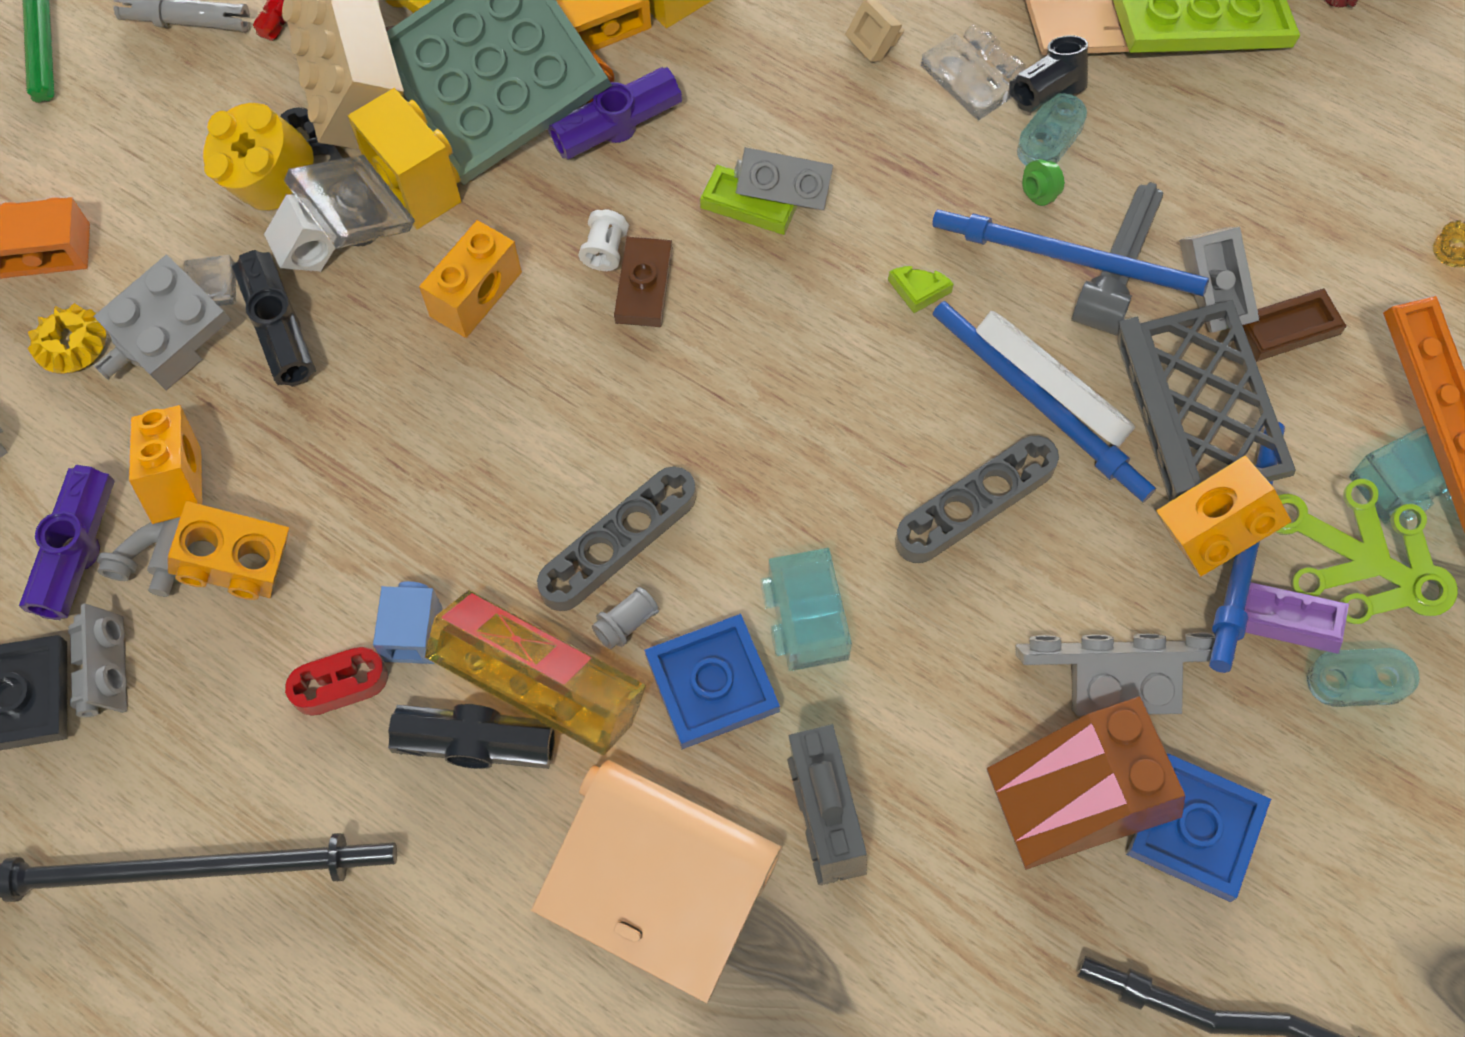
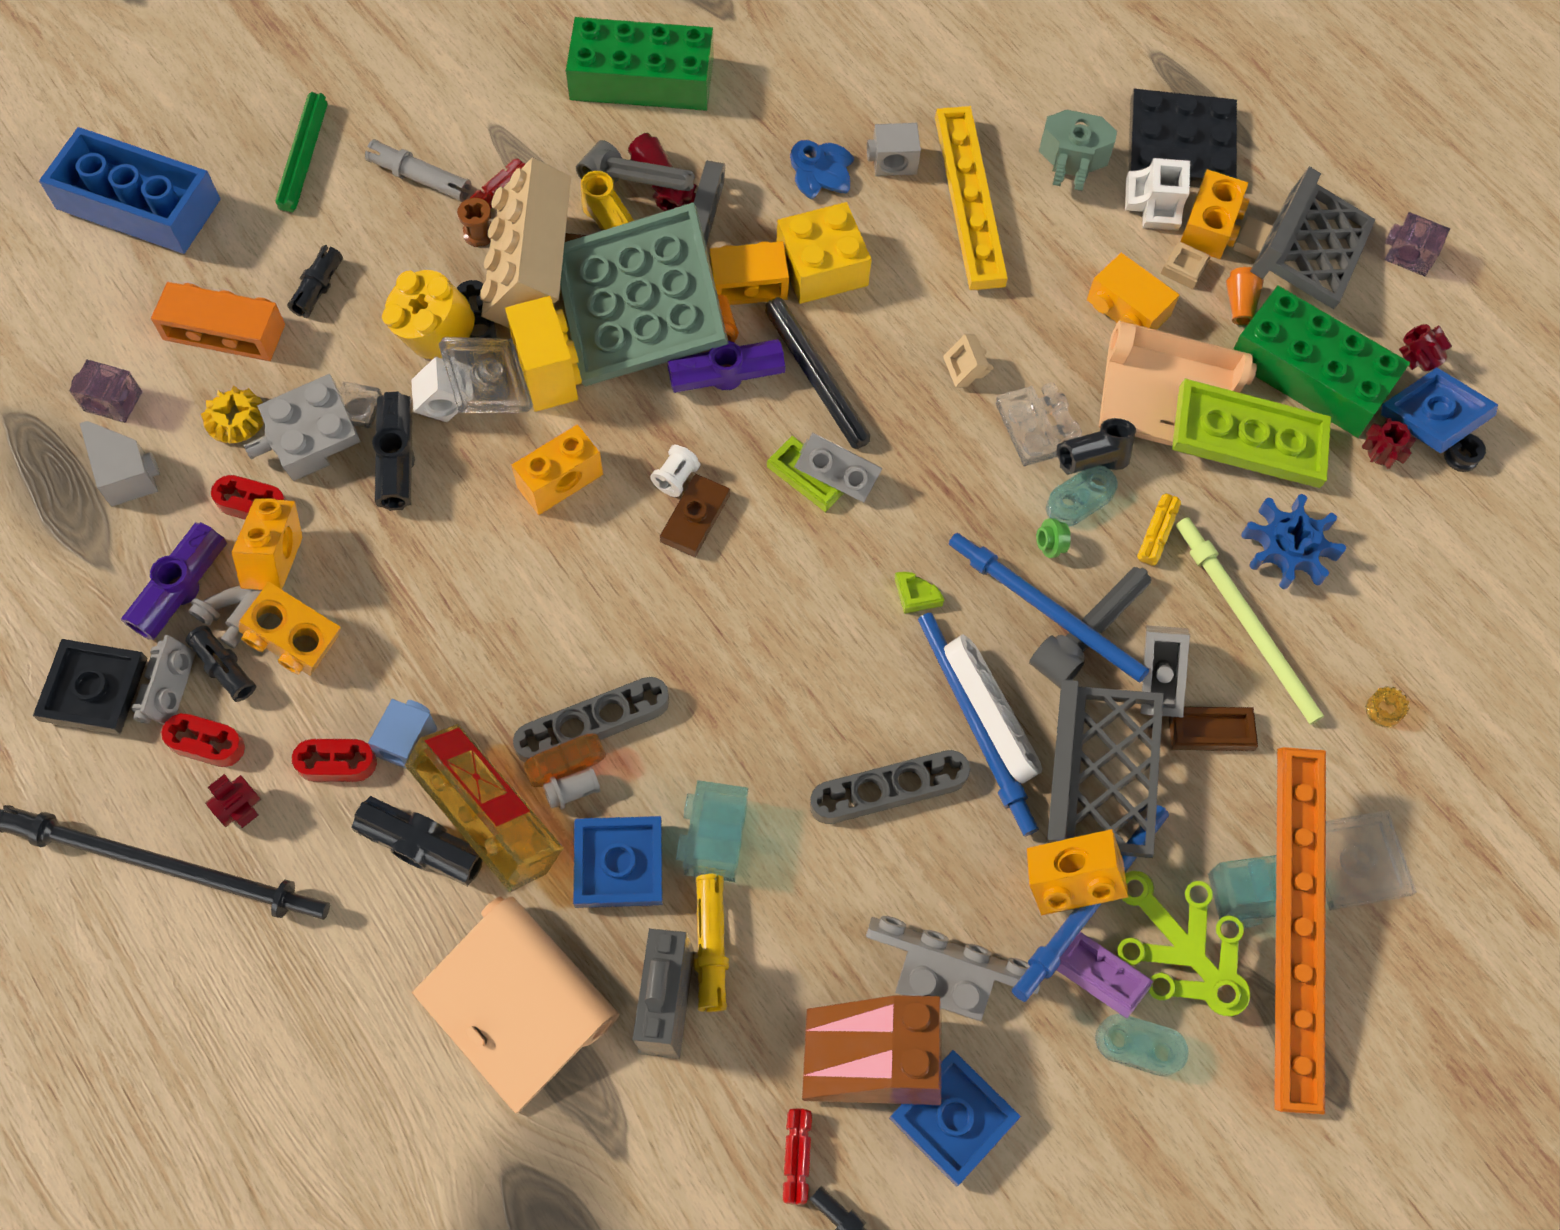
camera: 15 degrees right, 0 degrees up
(107, 165) = (315, 281): none -> black pin
(118, 417) = (247, 489): none -> red beam
(136, 606) = (205, 646): none -> black pin
(170, 700) = (205, 731): none -> red beam
(235, 766) = (233, 801): none -> dark red gear
(269, 39) = (475, 217): none -> dark orange bush
(605, 589) = (564, 759): none -> clear orange beam
(717, 92) = (817, 373): none -> black axle
(860, 752) = (711, 951): none -> yellow pin
(1044, 933) = (797, 1156): none -> red axle
(1147, 140) = (1159, 529): none -> yellow axle
(1206, 150) = (1206, 555): none -> yellowish green bar
(1292, 107) = (1293, 541): none -> blue gear

